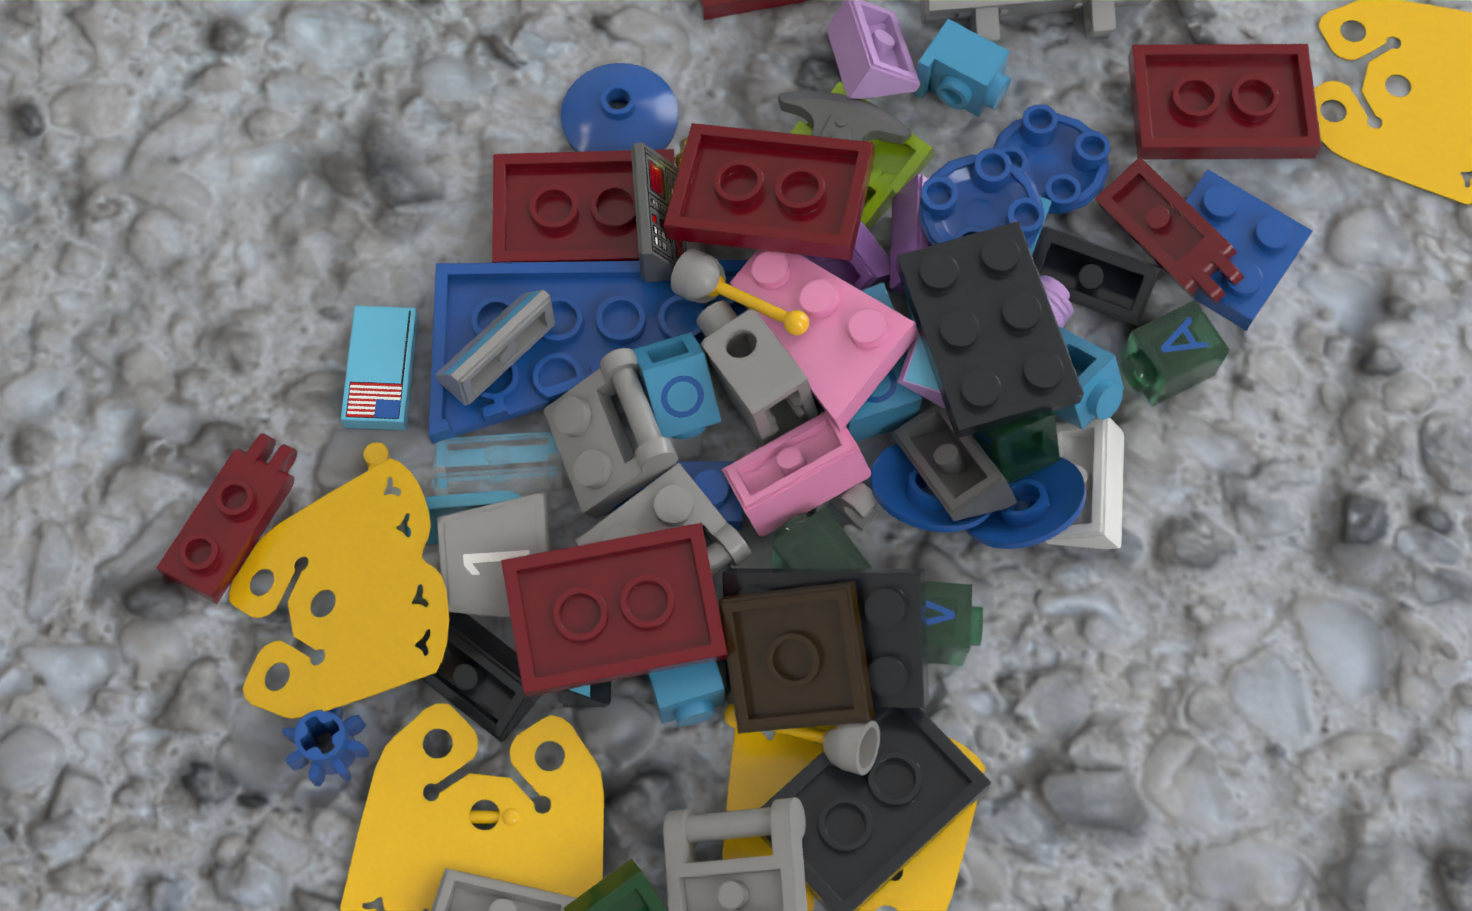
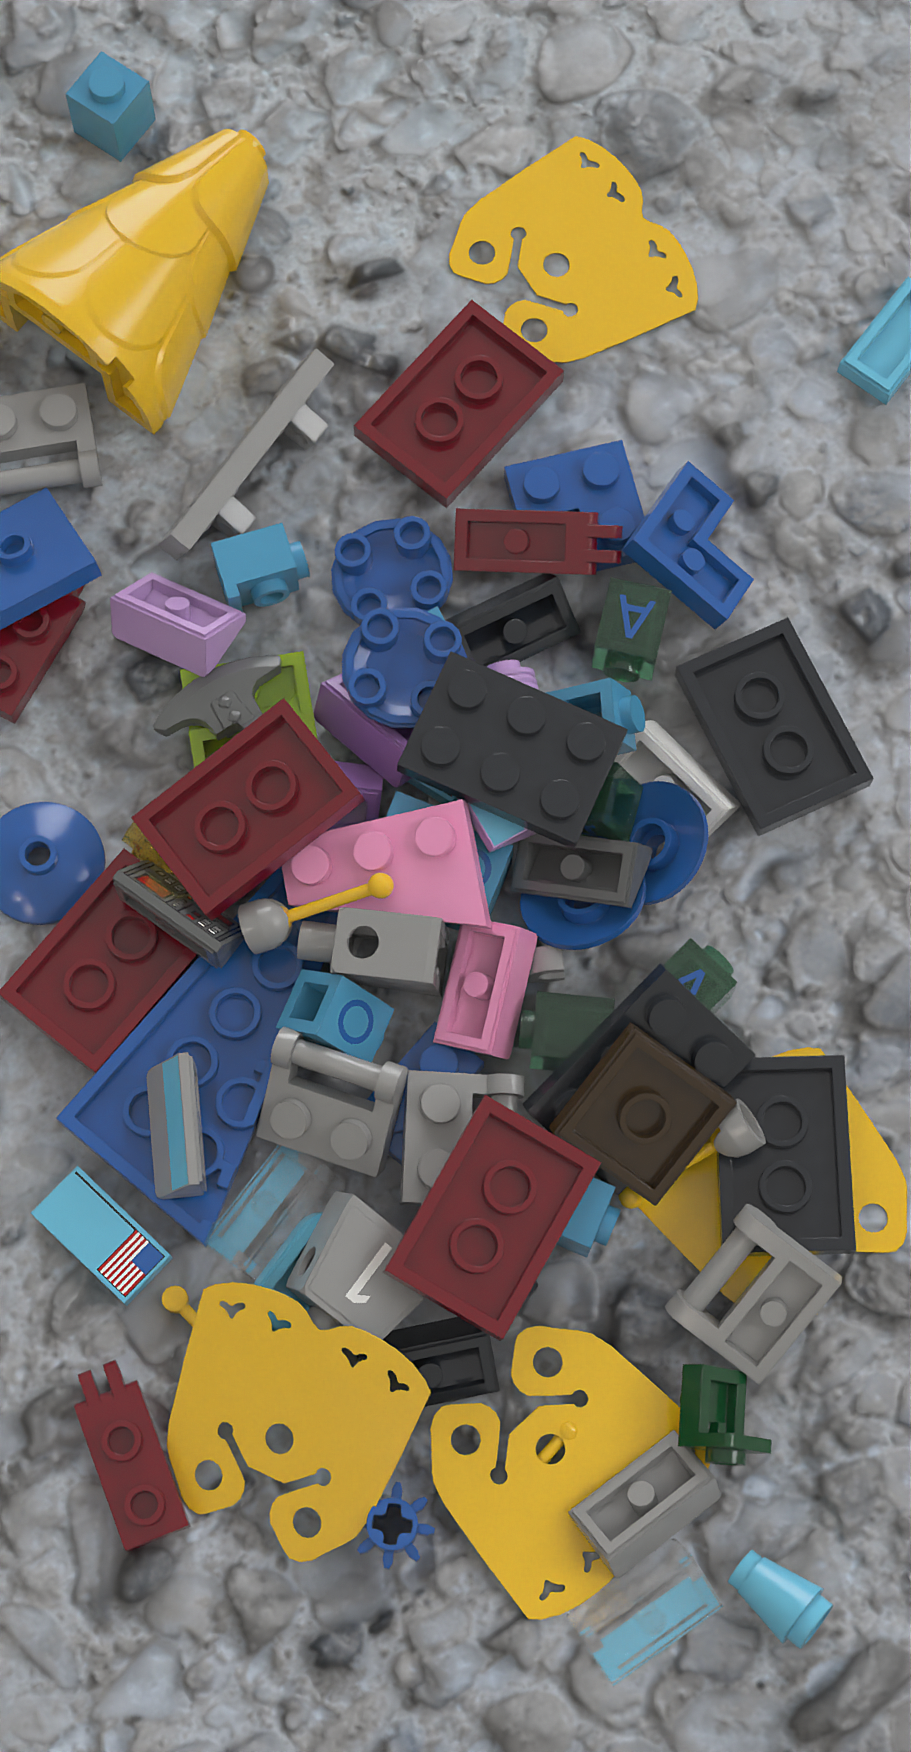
camera: 50 degrees left, 5 degrees up
(1203, 519) = (773, 726): none -> black plate
(1268, 331) = (676, 548): none -> blue plate

